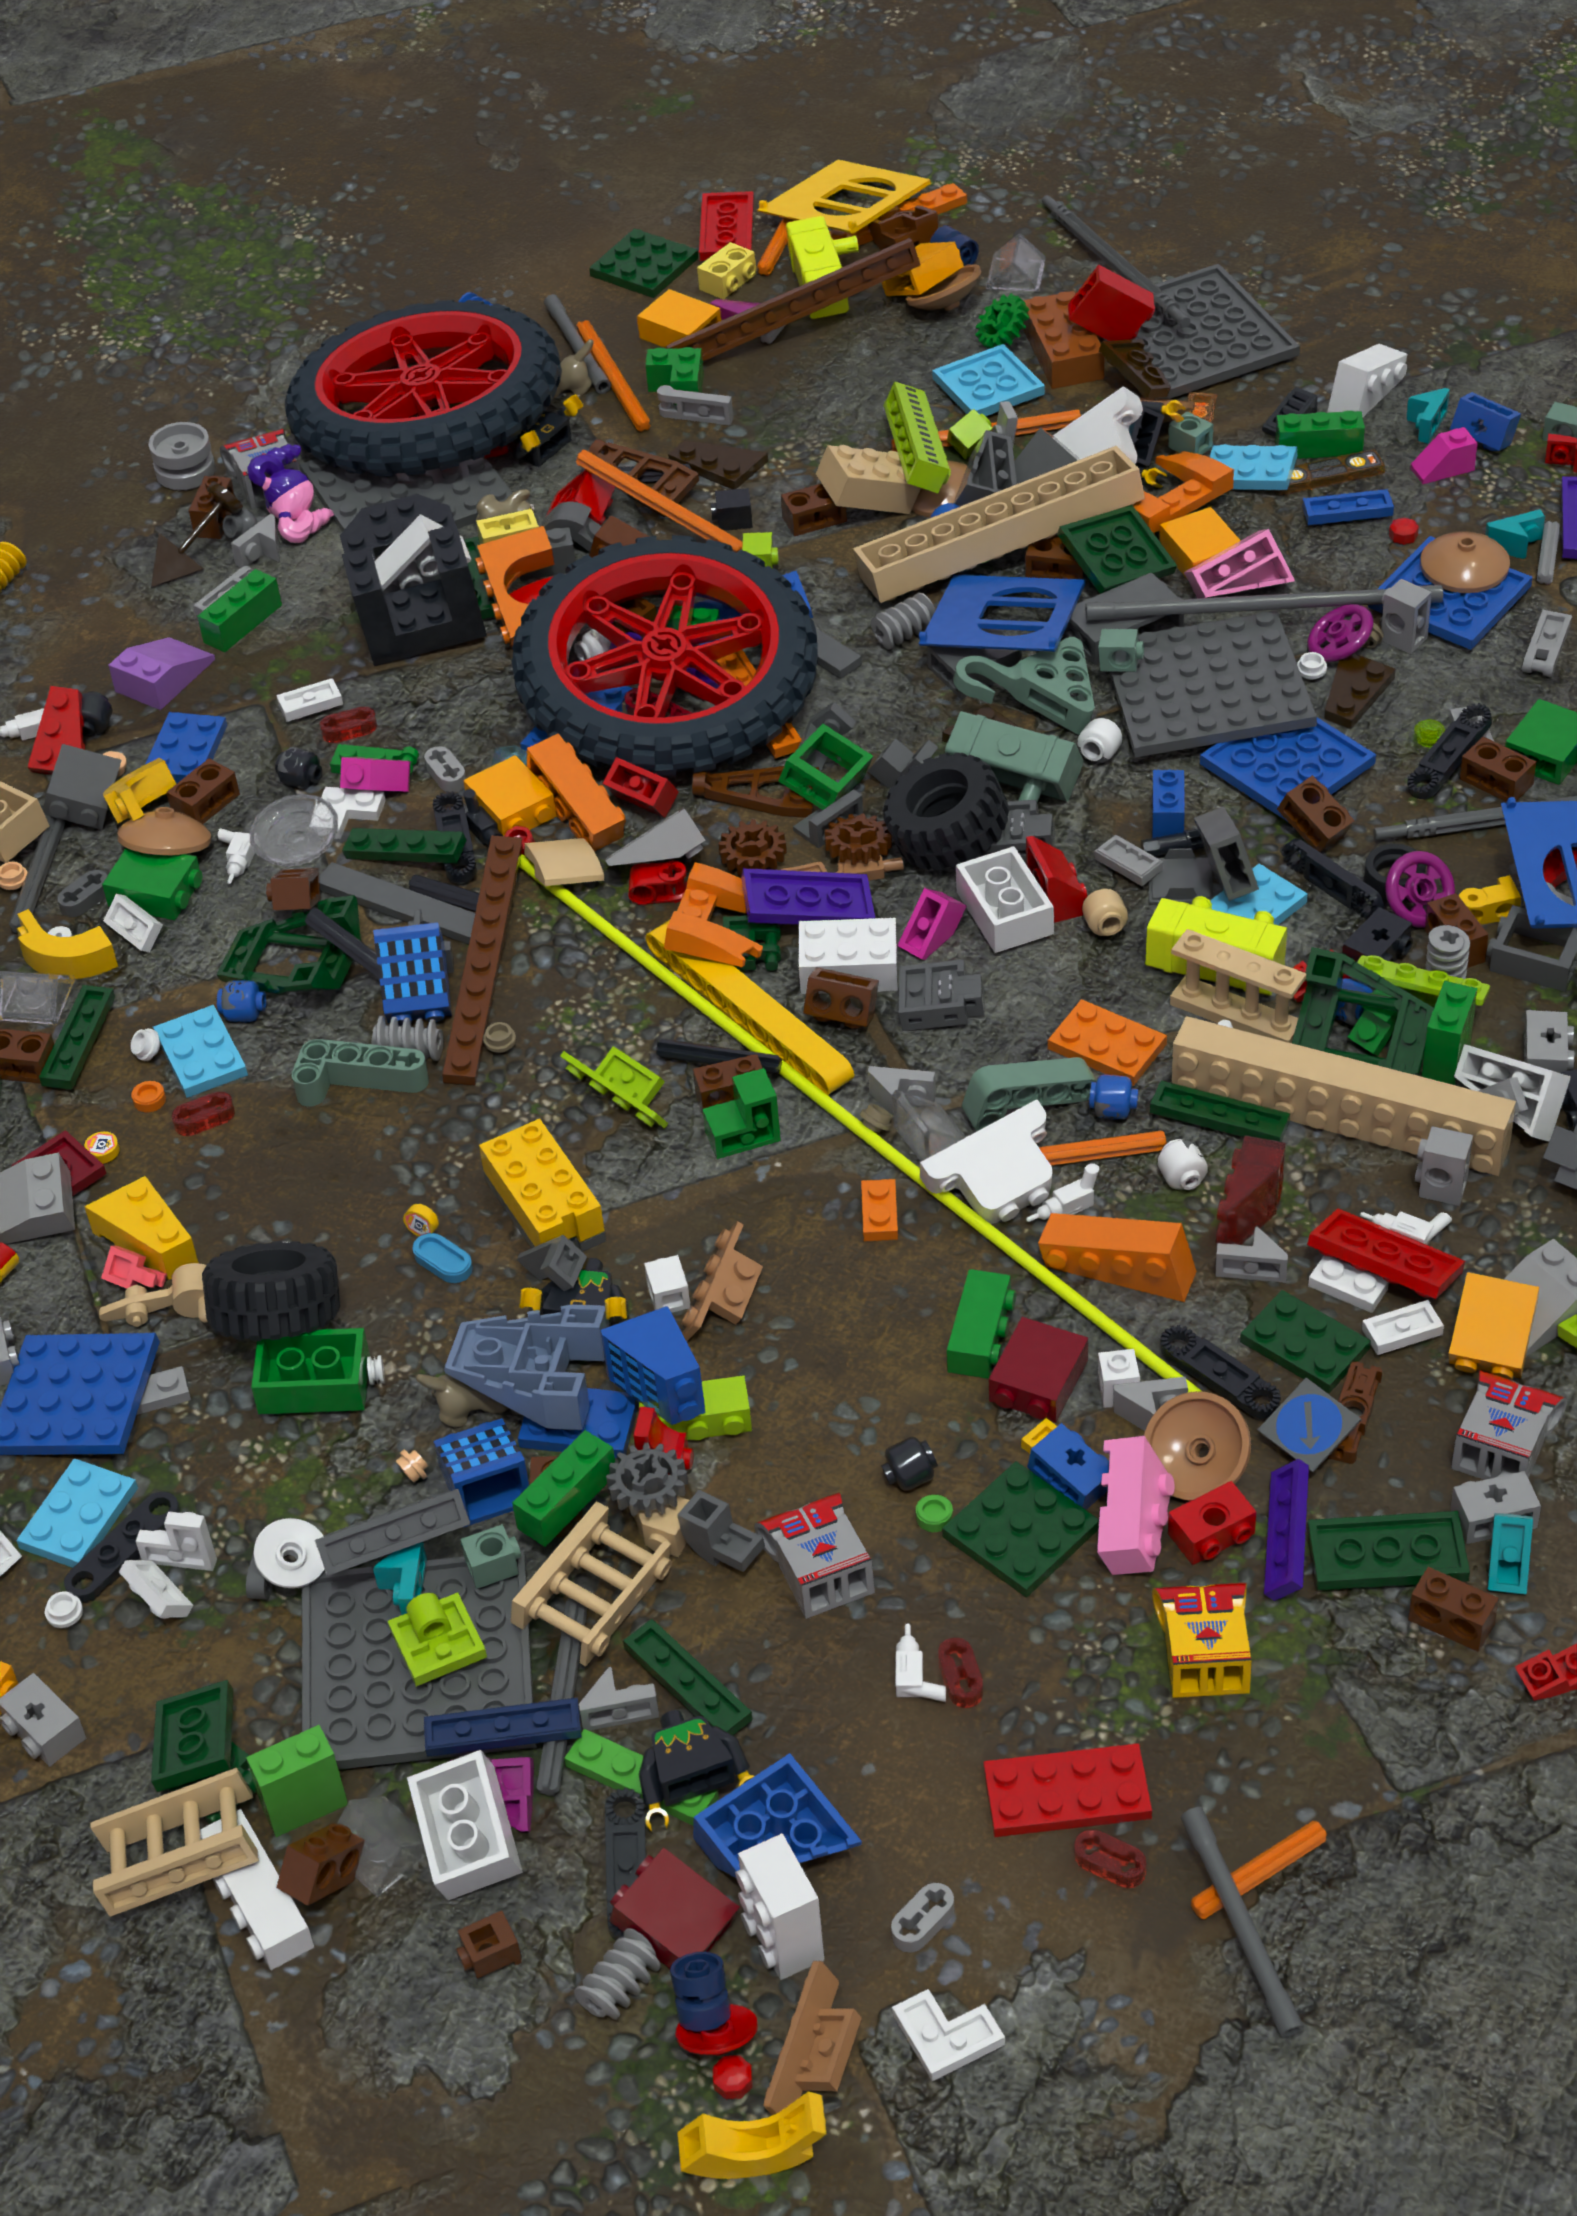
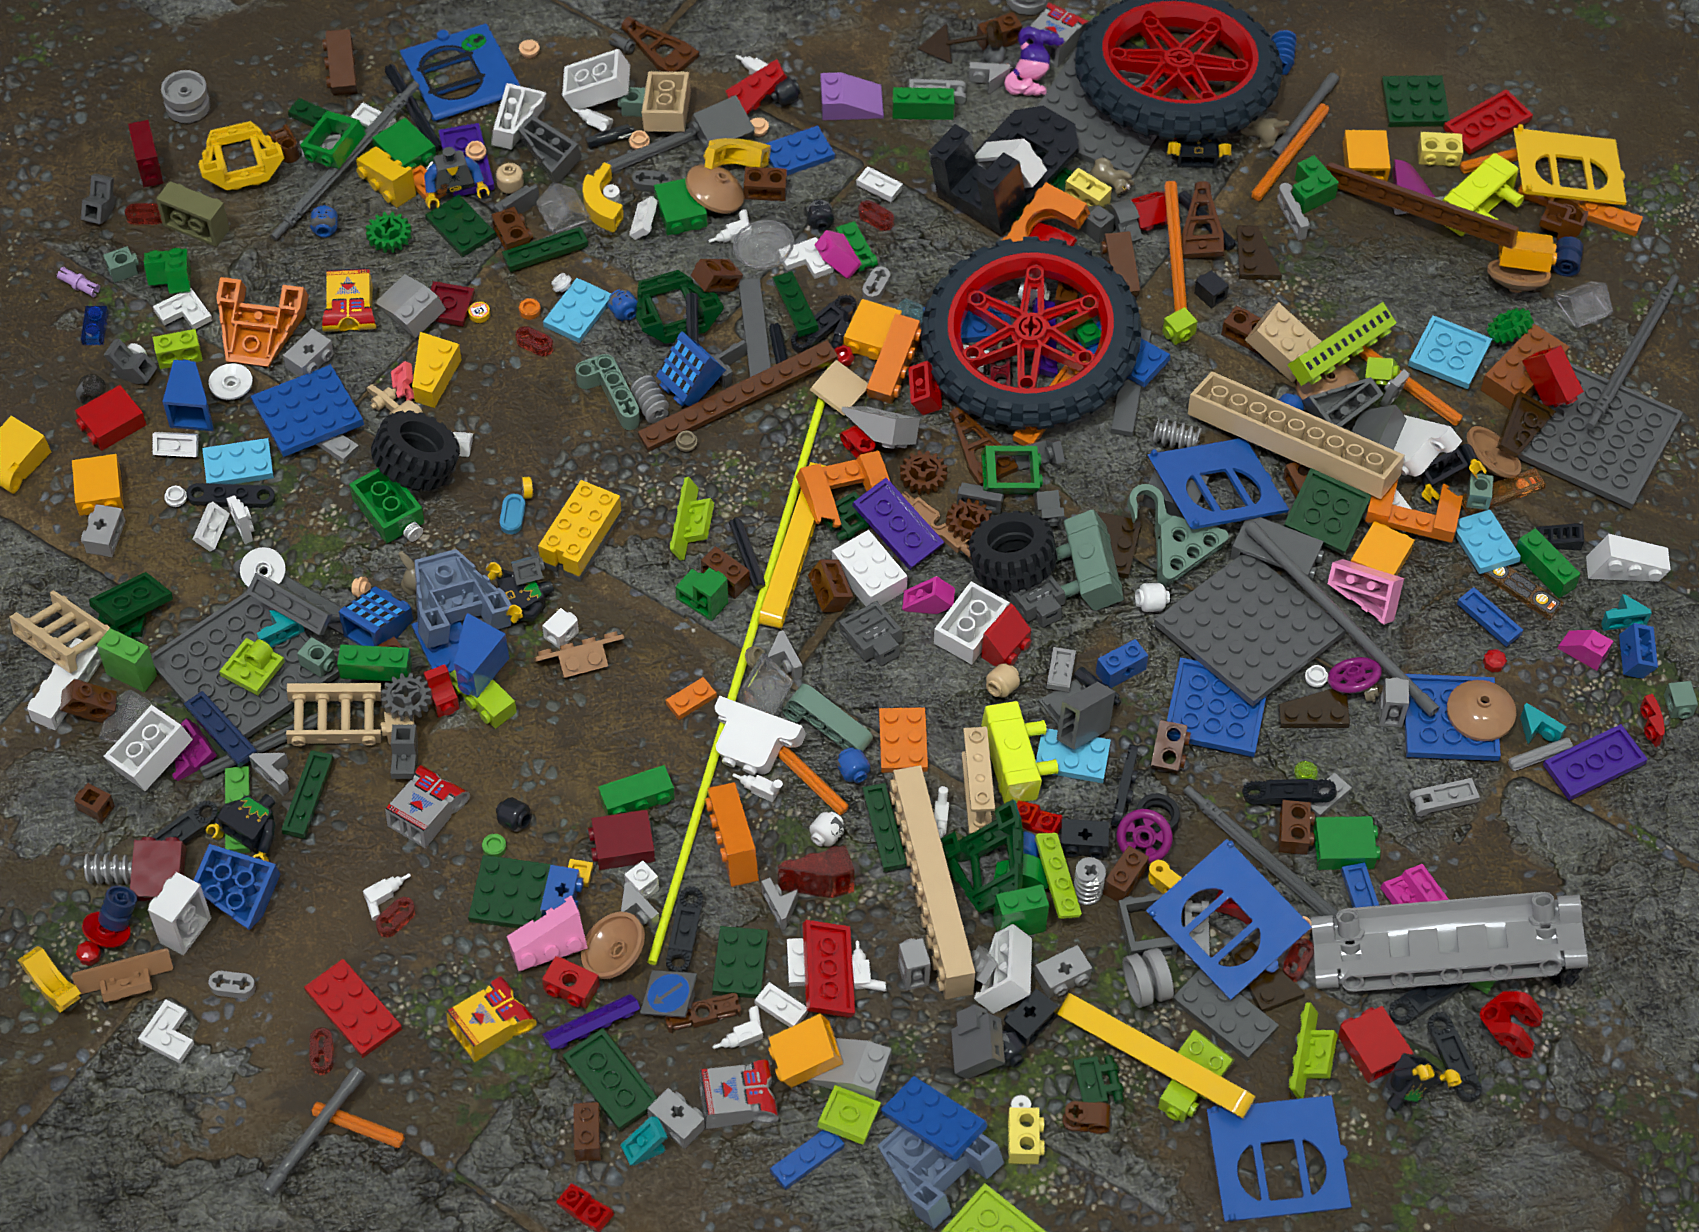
camera: 50 degrees right, 10 degrees up
(1120, 650) = (1230, 562): sand green brick -> none
(1415, 1381) = (744, 1033): none -> white piece

